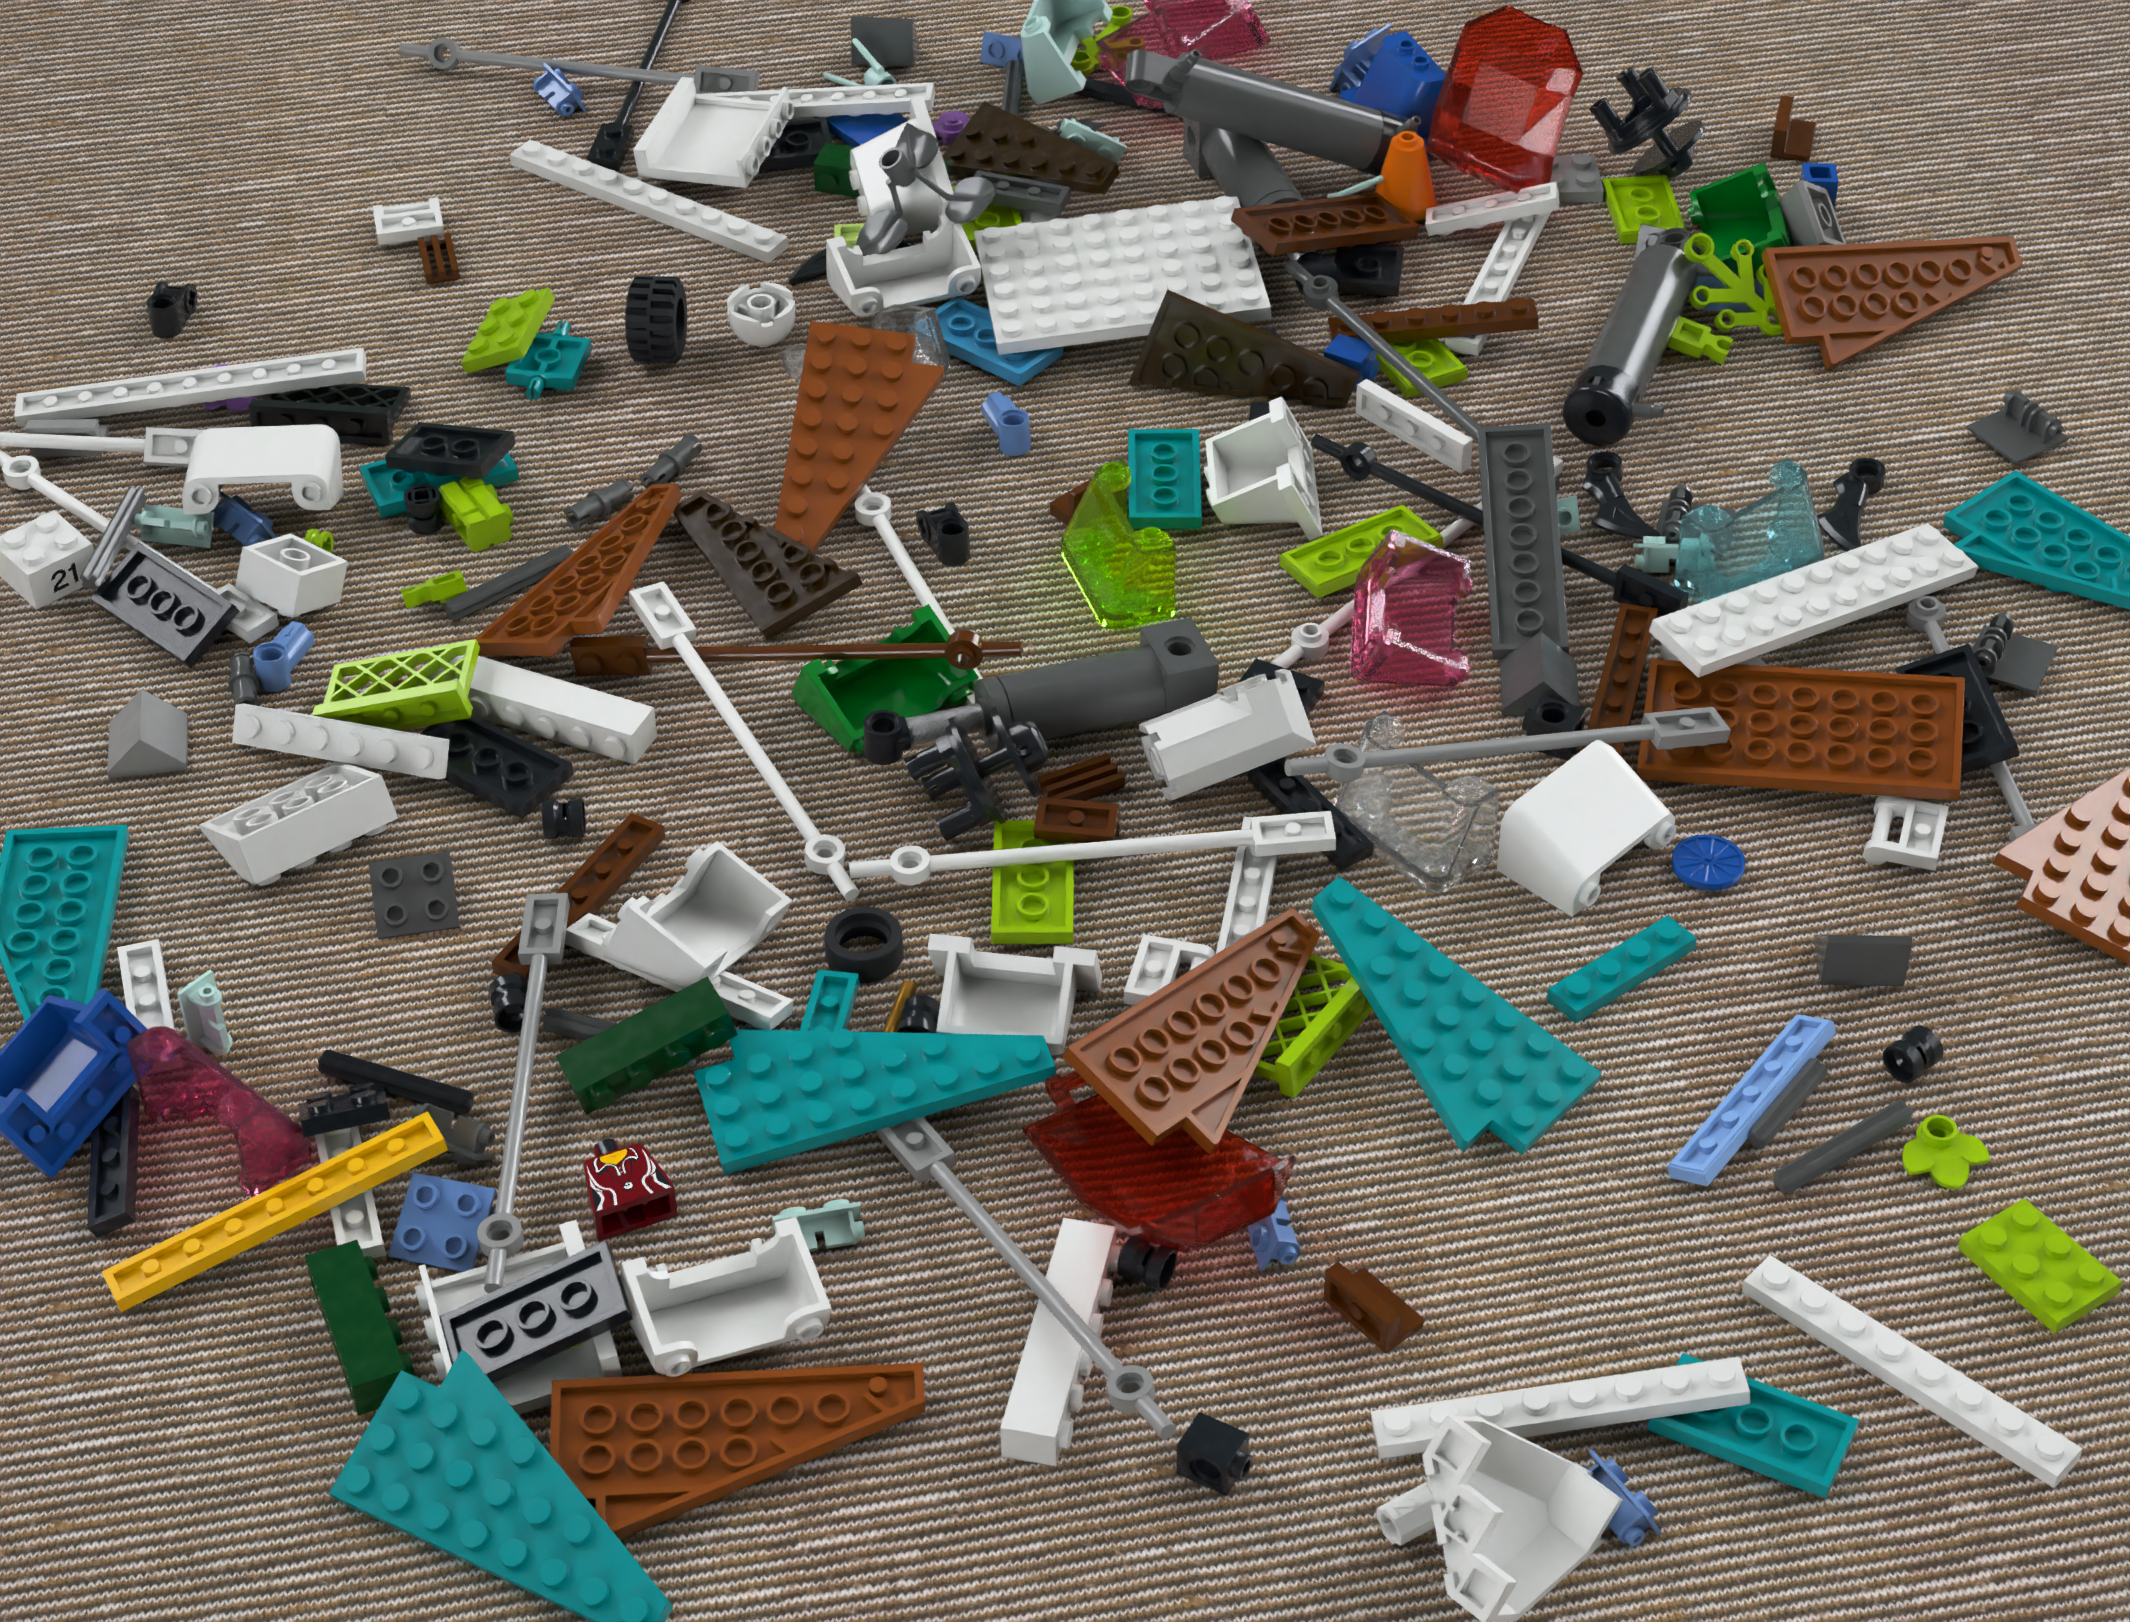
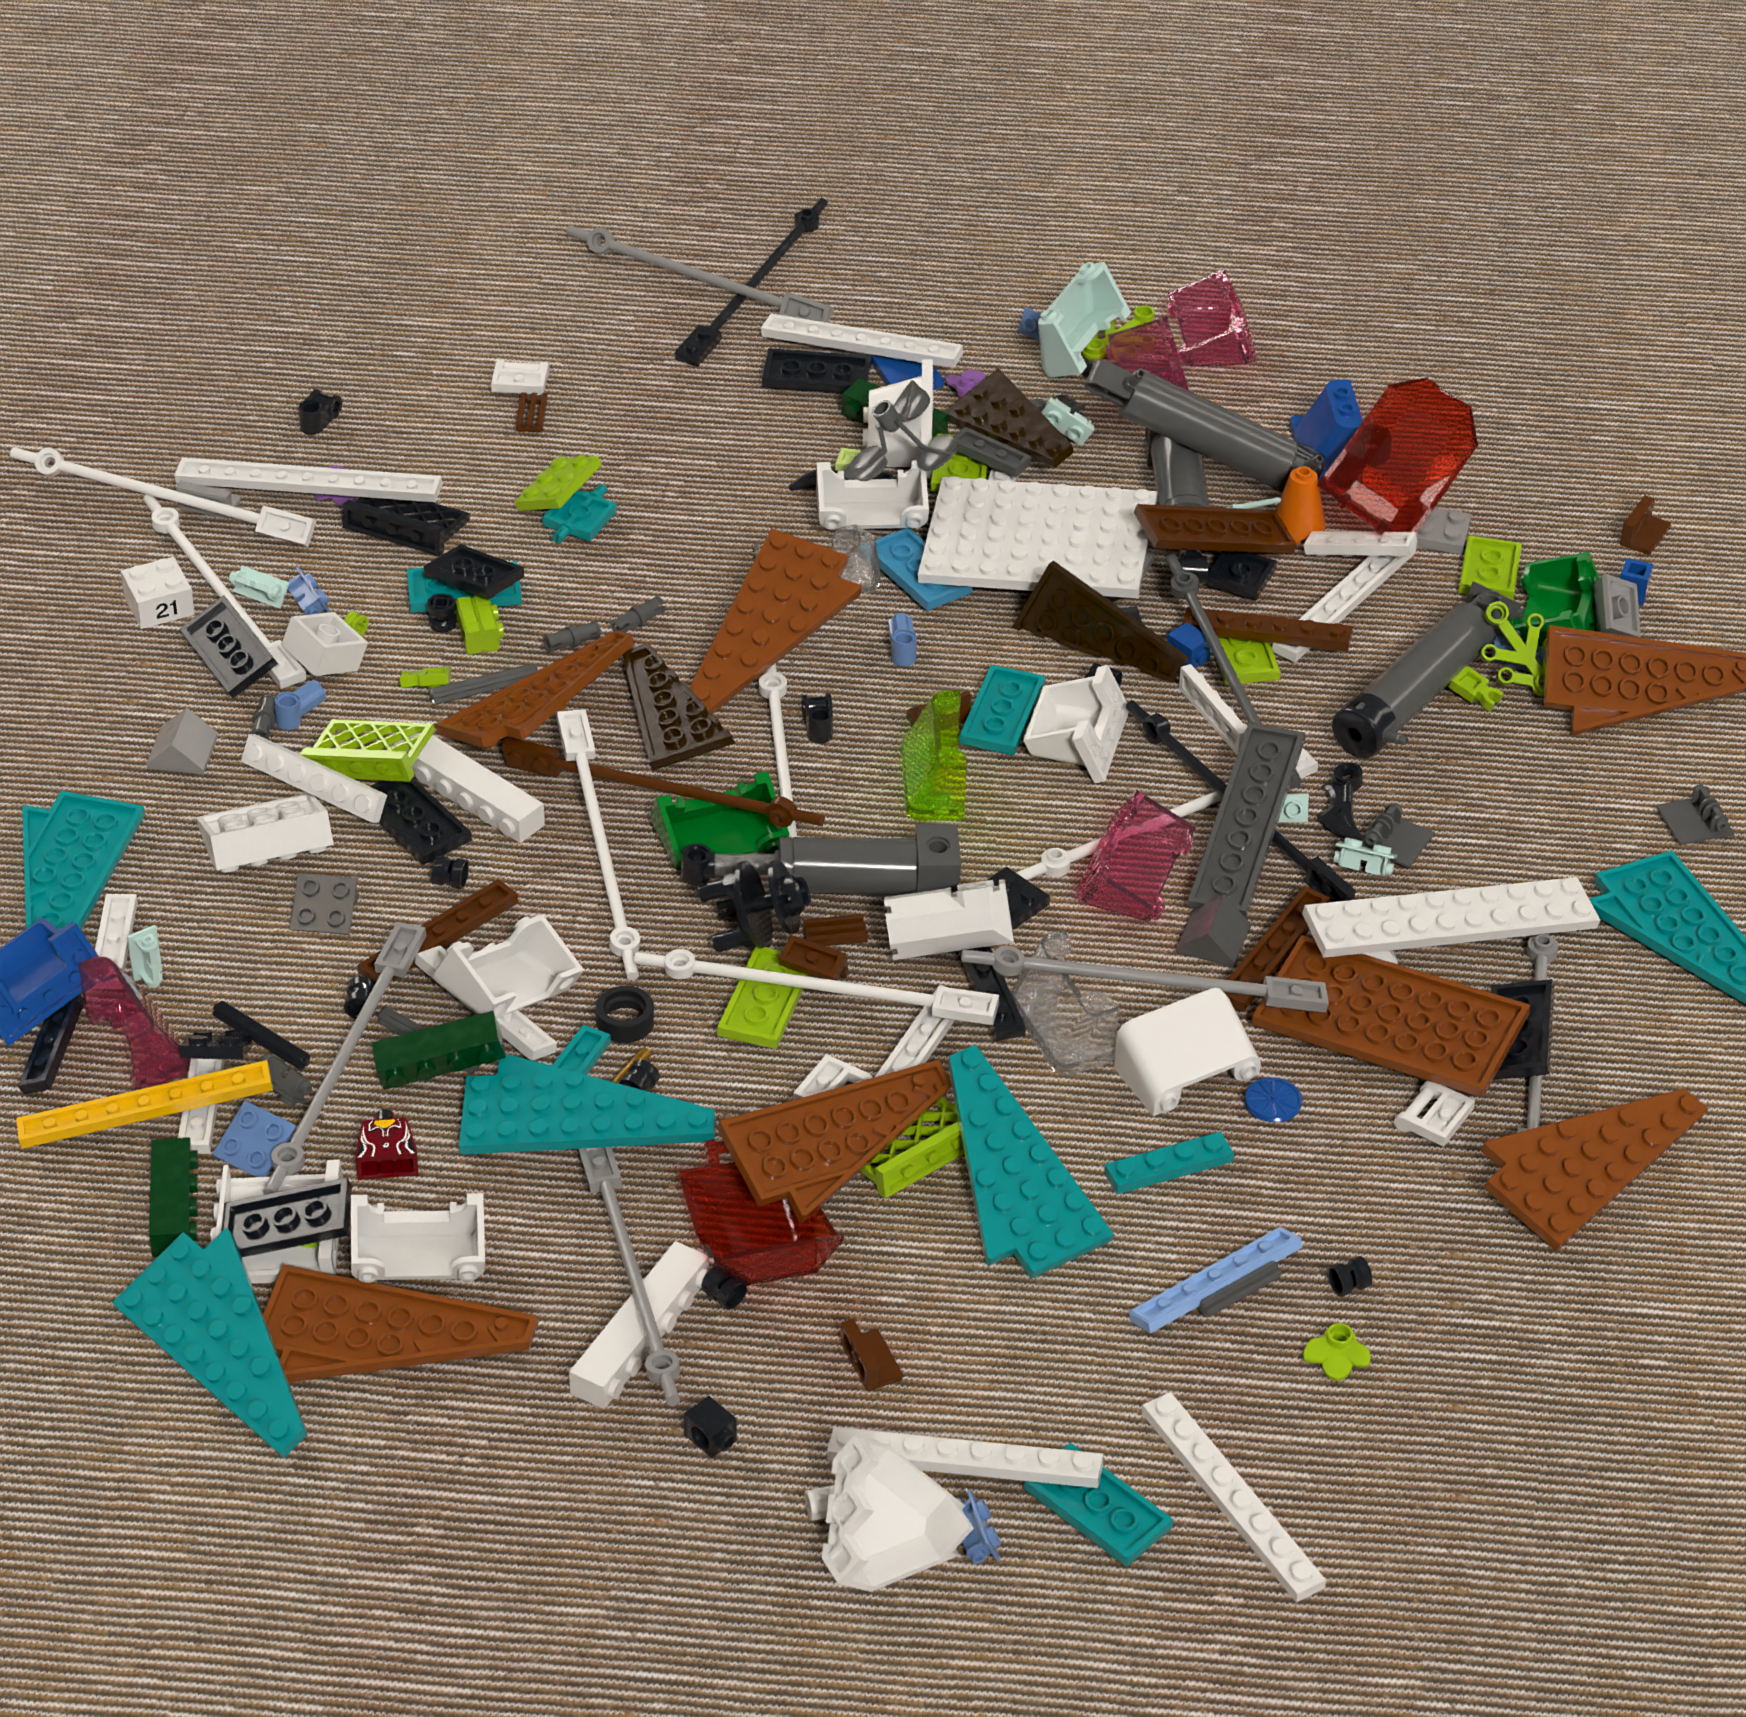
camera: 15 degrees right, 0 degrees up
(113, 538) = (209, 587): axle -> none
(265, 454) = (359, 552): white windscreen -> none
(556, 91) = (675, 292): medium blue hinge -> none
(650, 201) = (709, 398): white plate -> none
(656, 319) = (667, 499): black tyre -> none
(710, 137) = (772, 354): white panel -> none
(761, 314) = (750, 511): white cylinder -> none
(832, 1220) = (519, 1204): light aqua hinge -> none
(873, 76) = (925, 329): light aqua plant -> none
(887, 40) = (943, 300): dark grey slope -> none
(1010, 991) = (710, 1073): white windscreen -> none
(1013, 87) = (1028, 365): dark grey axle -> none
(1273, 1238) = (818, 1289): medium blue hinge -> none
(1338, 557) = (1097, 803): lime tile -> none
(1358, 60) = (1310, 390): medium blue hinge -> none
(1554, 717) = (1205, 963): black brick -> none
(1651, 111) = (1521, 488): black piece -> none
(1752, 545) = (1425, 861): clear light blue windscreen -> none
(1842, 1147) = (1265, 1330): dark grey axle -> none
(1843, 519) = (1516, 860): black piece -> none
(1862, 959) = (1349, 1198): dark grey slope -> none
(2012, 657) = (1589, 996): dark grey hinge -> none
(2039, 1265) = (1366, 1448): lime plate -> none

